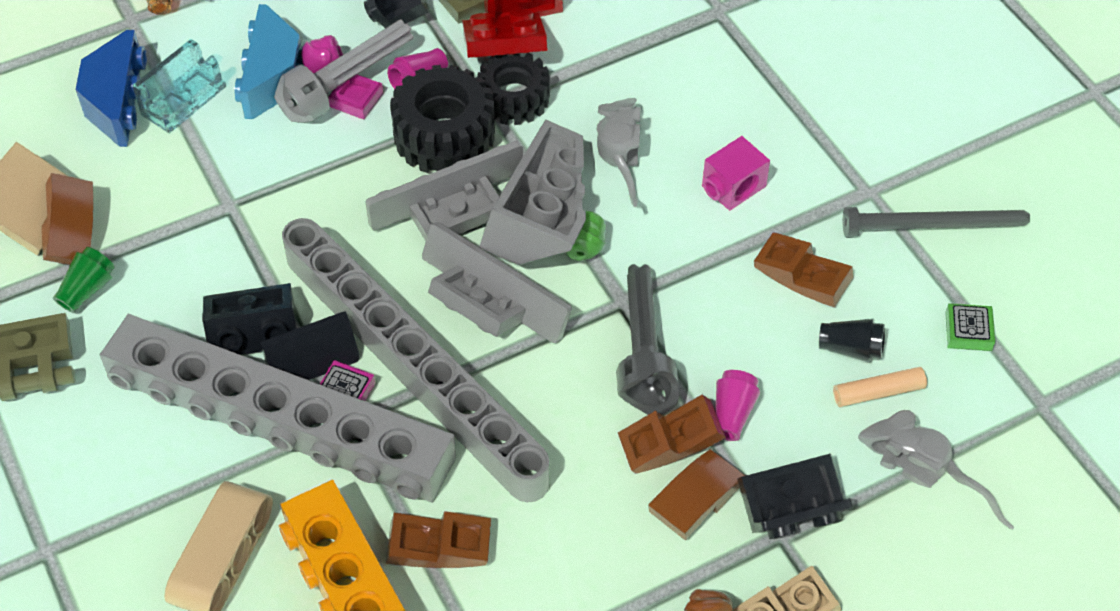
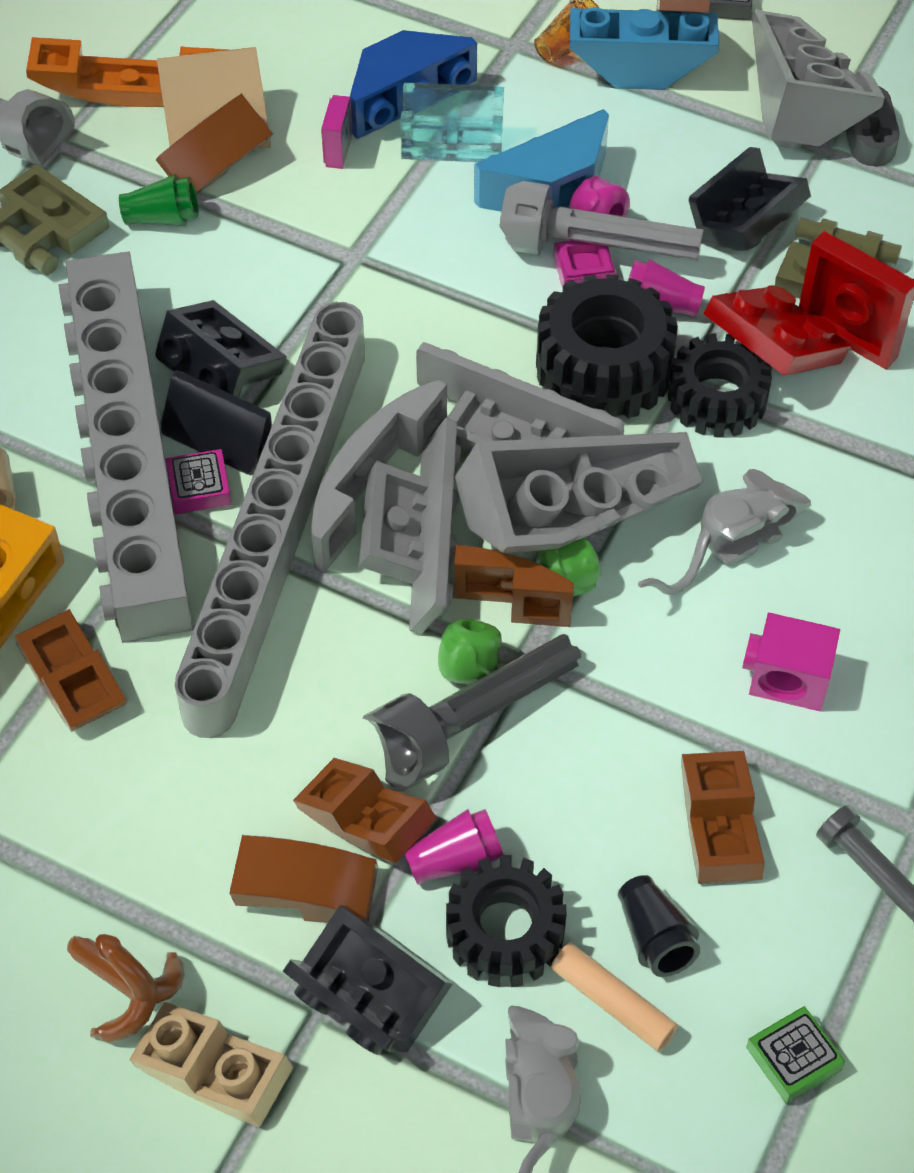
camera: 55 degrees right, 0 degrees up
(122, 148) = (336, 131): none -> dark pink tile
(441, 325) = (399, 424): none -> light grey slope
(583, 264) = (535, 591): none -> dark orange slope
(604, 318) = (468, 651): none -> bright green piece
(804, 386) = (512, 886): none -> black tyre

